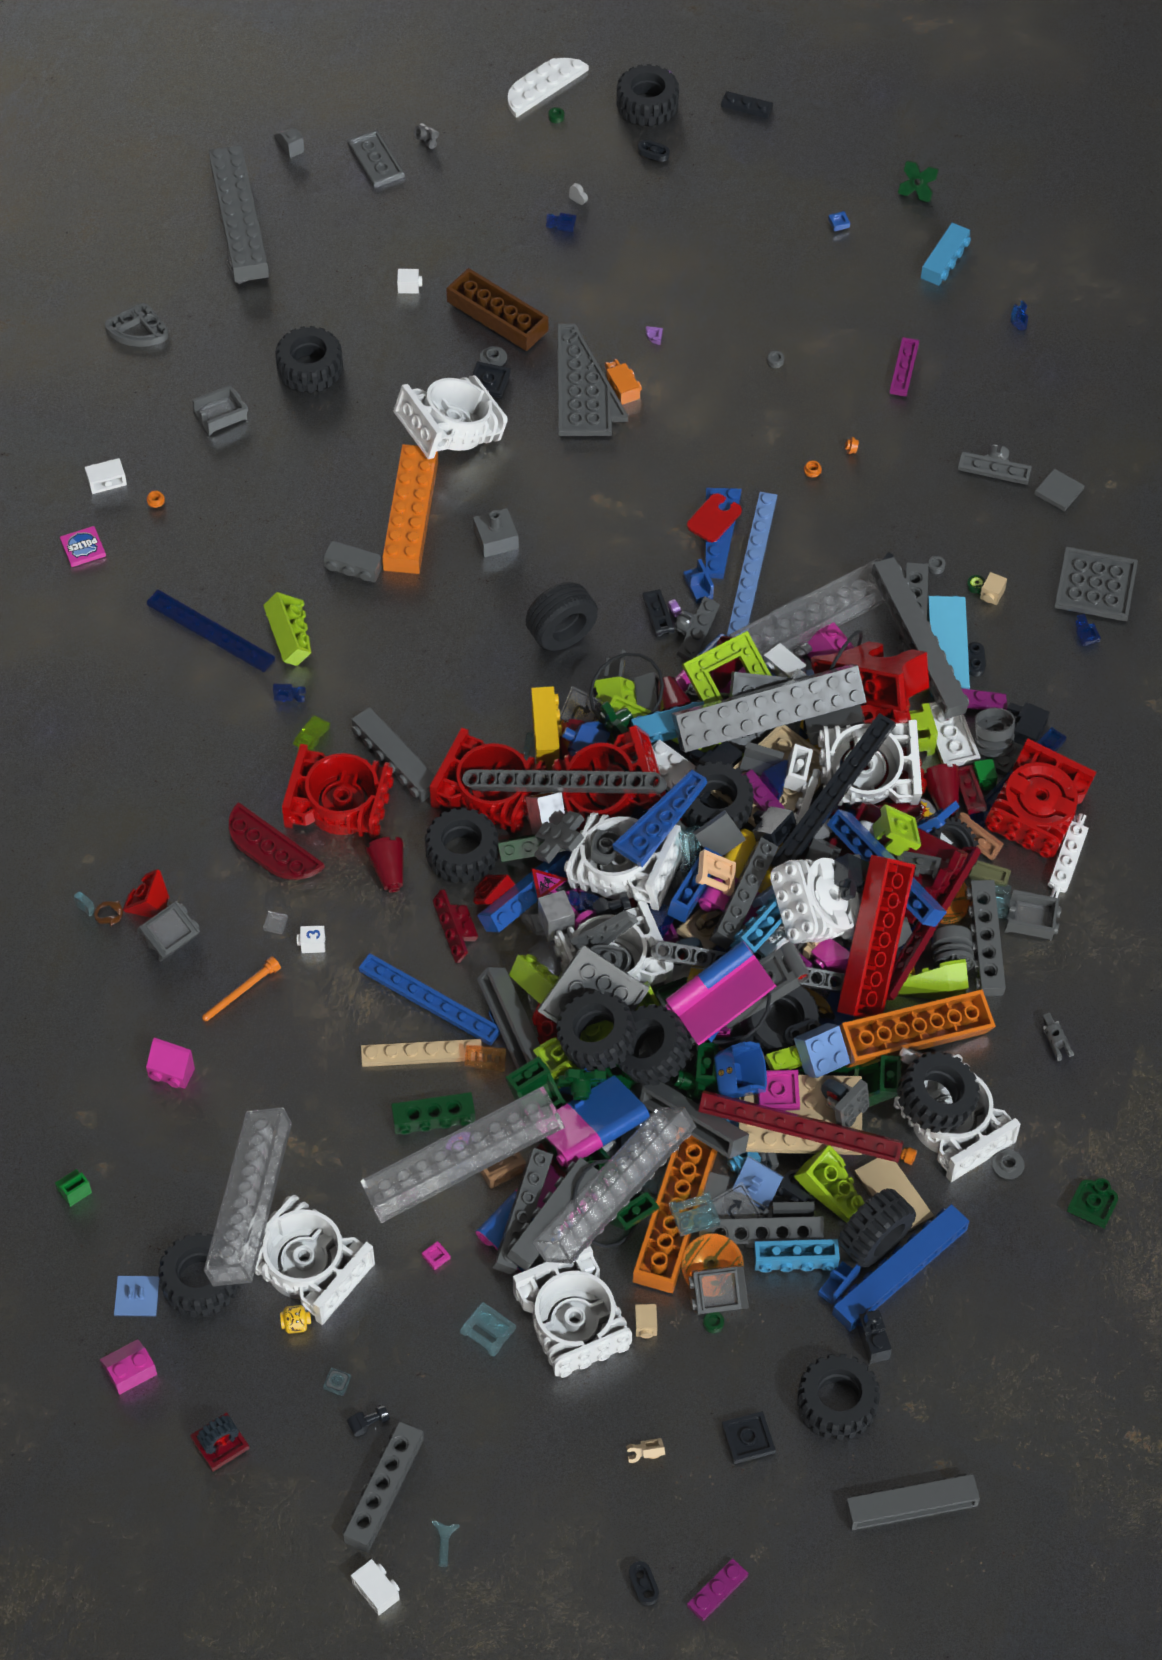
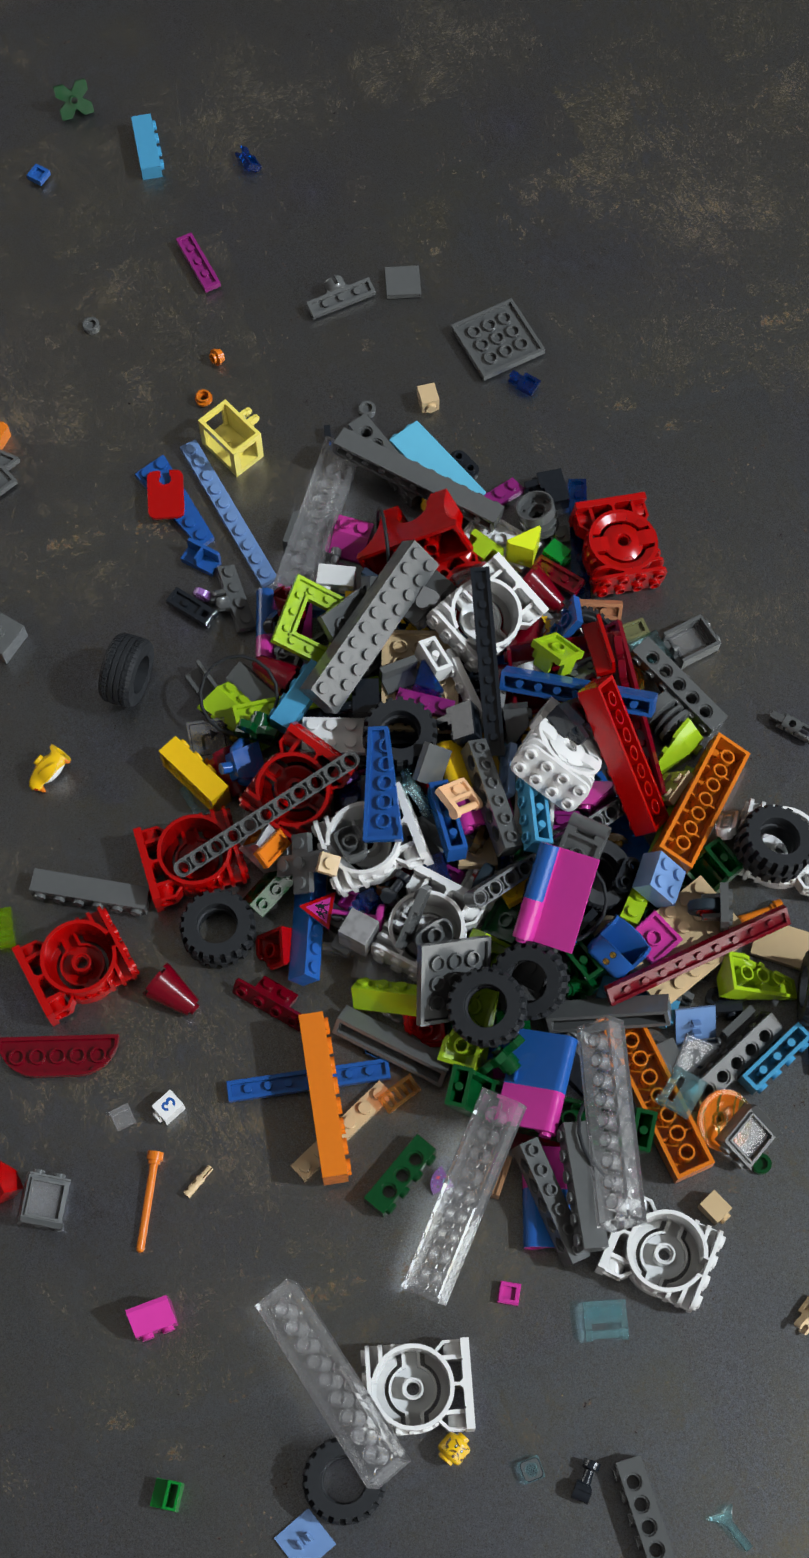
camera: 40 degrees left, 10 degrees up
(287, 1005) = (199, 1179): none -> tan pin
(425, 1012) = (324, 1102): none -> orange brick
(443, 646) = (48, 768): none -> yellow animal
(547, 811) = (272, 848): none -> orange tile
(573, 845) = (328, 864): none -> tan plate
(804, 515) = (234, 441): none -> light yellow piece
(833, 719) = (427, 598): none -> light grey tile
(910, 1000) = (675, 784): none -> tan plate
(936, 851) = (599, 647): none -> red panel
(958, 745) = (523, 547): none -> neon yellow slope
(975, 583) = (410, 403): tile -> none
(1068, 856) = (675, 581): white plate -> none

